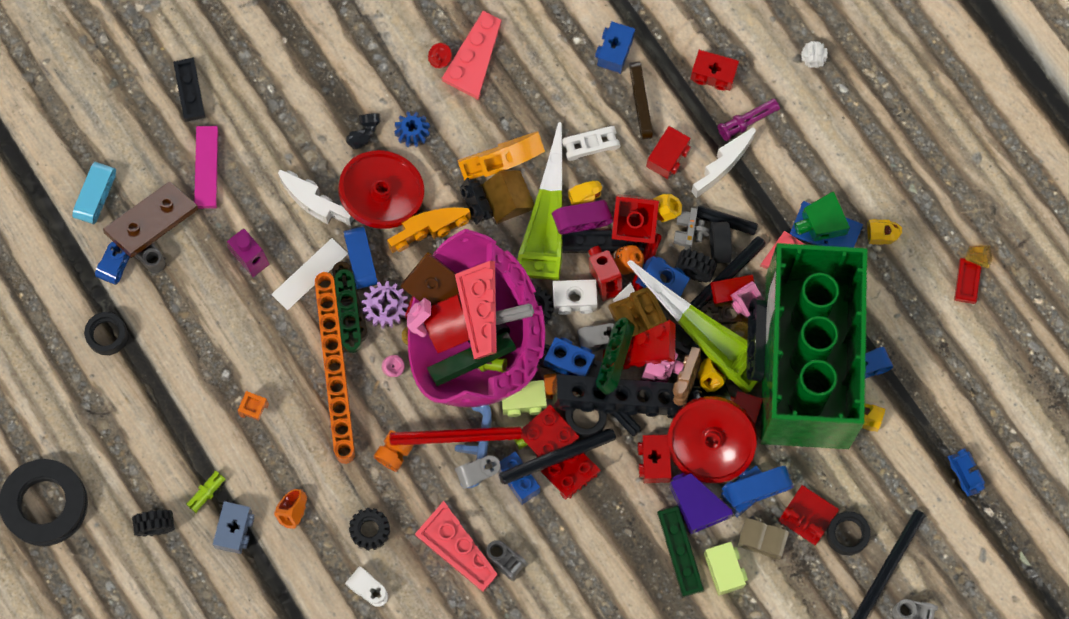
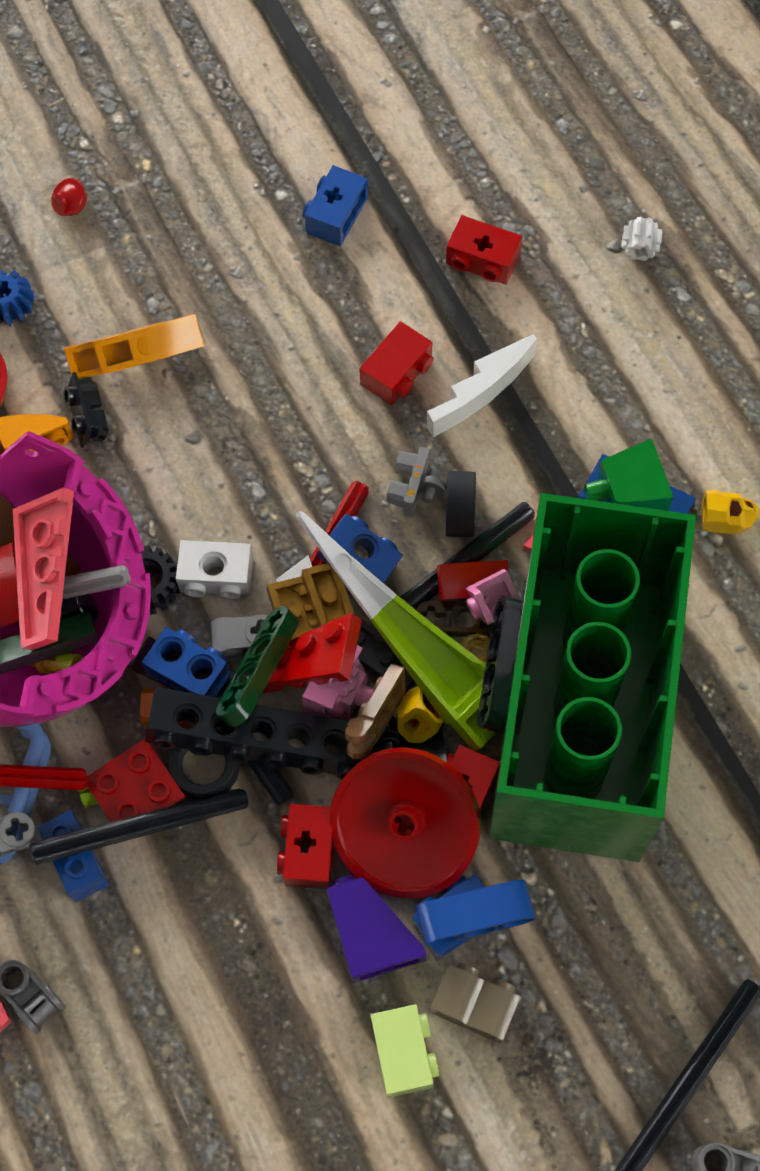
camera: 10 degrees right, 5 degrees down
(472, 60) = (114, 212): coral wing -> none
(507, 195) = (137, 406): pearl gold slope -> none
(528, 400) = (105, 724): yellowish green brick -> none
(542, 244) = (178, 479): lime plate -> none
(571, 474) = (163, 858): red hinge -> none
(582, 217) = (244, 446): magenta beam -> none
(584, 240) = (272, 489): black tile -> none
(585, 192) = (255, 414): yellow rock -> none
(591, 142) = (278, 340): white plate -> none
(605, 272) = (264, 530): red torso -> none
(625, 254) = (316, 508): orange head -> none
(635, 219) = (327, 456): red slope -> none
(640, 100) = (364, 288): dark brown beam -> none
(669, 207) = (378, 443): yellow rock -> none
(680, 551) = (331, 1012): dark green tile -> none
(696, 265) = (417, 536): black tyre -> none
(735, 222) = (485, 476): black axle -> none
(739, 123) = (513, 326): magenta pin -> none
(808, 515) = (559, 970): red hinge -> none
(860, 521) = (646, 989): black tyre -> none
(873, 417) = (682, 811): yellow rock -> none
(877, 362) = (697, 721): blue piece -> none

